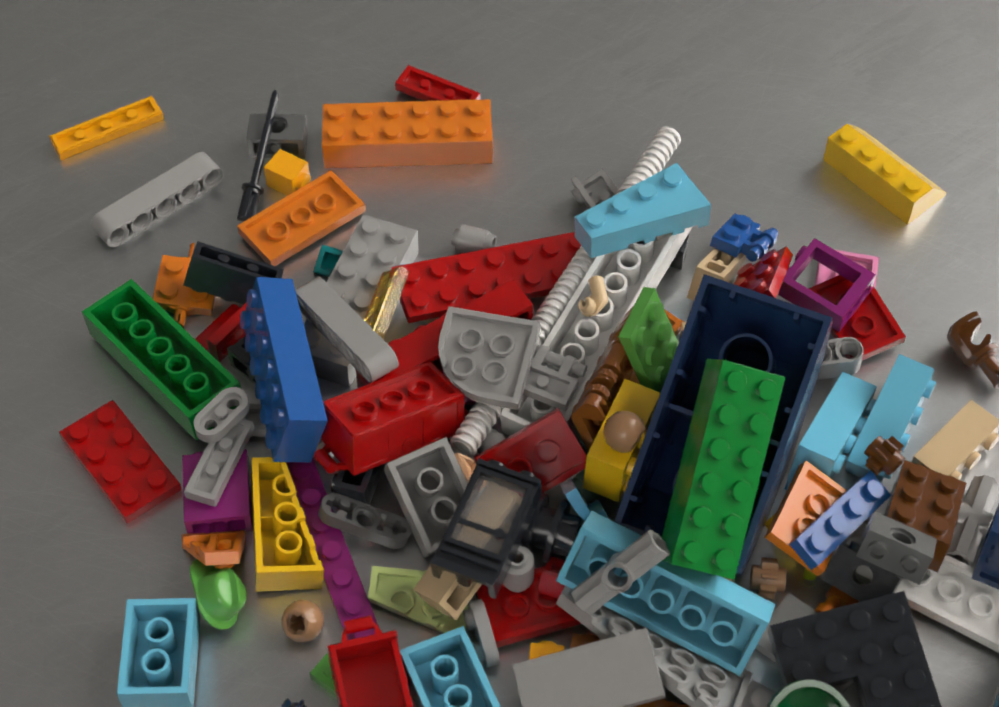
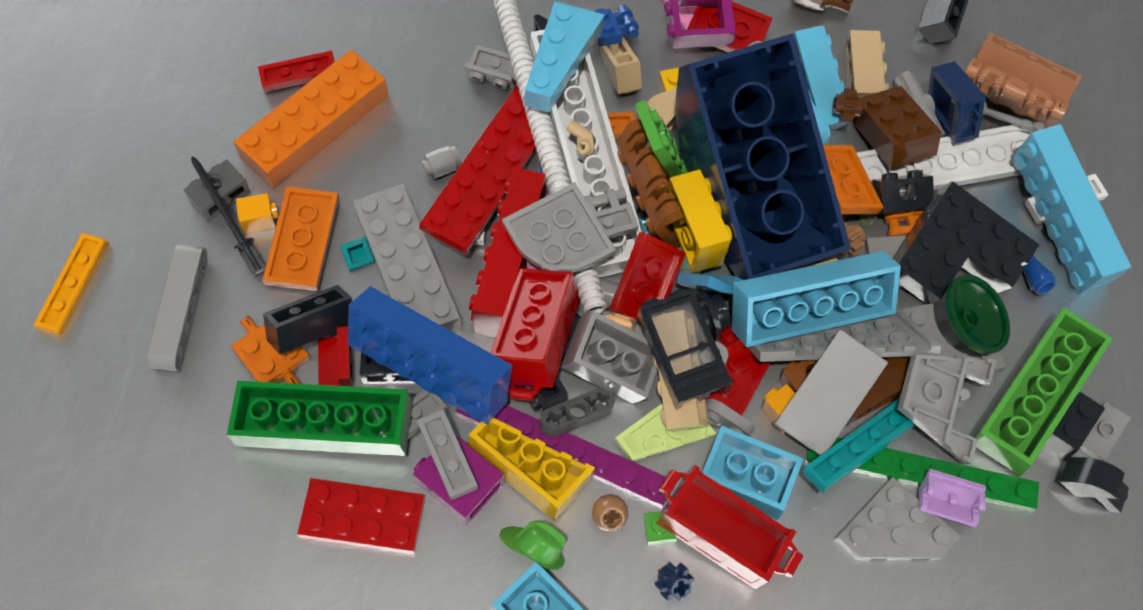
camera: 45 degrees left, 10 degrees up
(215, 548) = (502, 516): orange wing -> none
(220, 416) = (421, 423): light grey plate -> none
(346, 330) = (446, 291): light grey beam -> none
(386, 299) = (445, 258): clear yellow tile -> none
(623, 431) = (712, 213): medium nougat piece -> none
(634, 559) = (796, 307): light grey piece -> none
(721, 467) = (804, 188): green brick -> none
(766, 274) = (662, 51): red plate -> none
(840, 520) = (862, 167): plate -> none
(896, 547) = (916, 157): dark grey brick -> none

